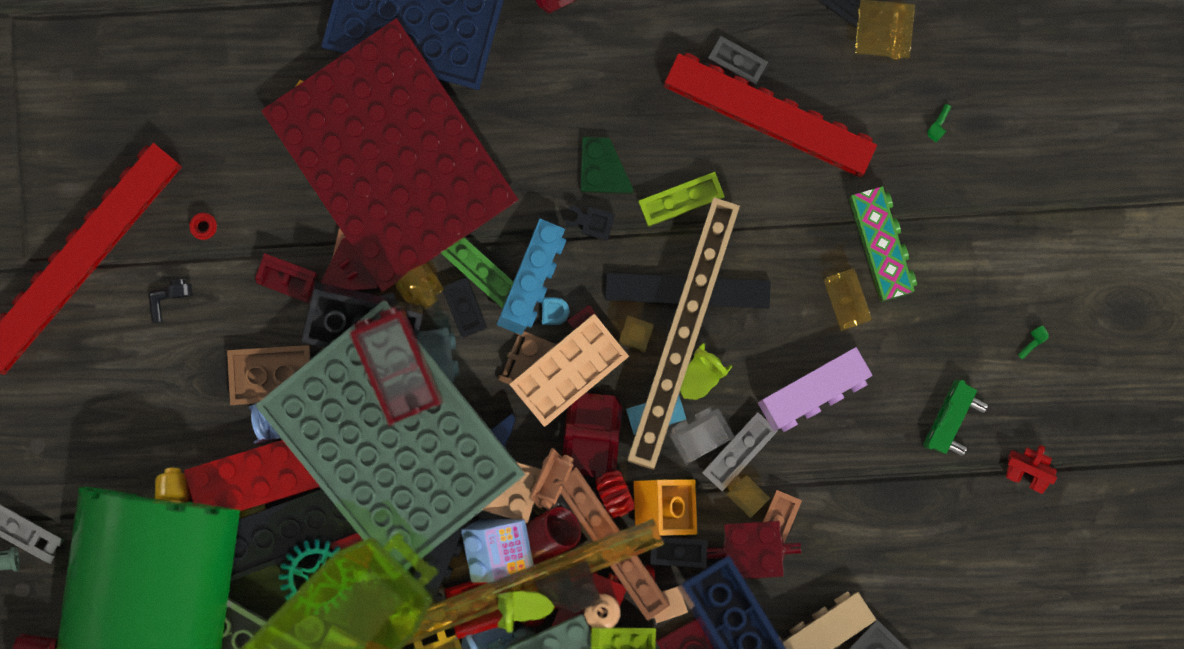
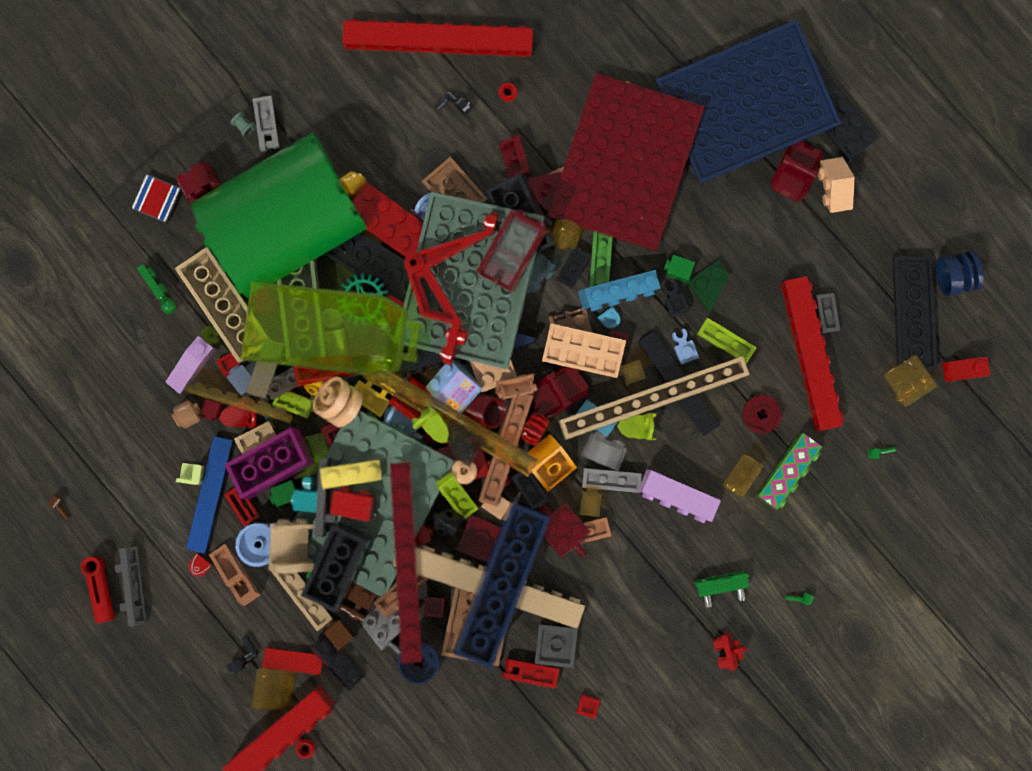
camera: 50 degrees right, 0 degrees up
(332, 464) = (425, 261): none -> red piece
(558, 189) = (679, 268): none -> green brick
(657, 253) = (685, 350): none -> light blue plate
(790, 239) = (751, 418): none -> dark red plate

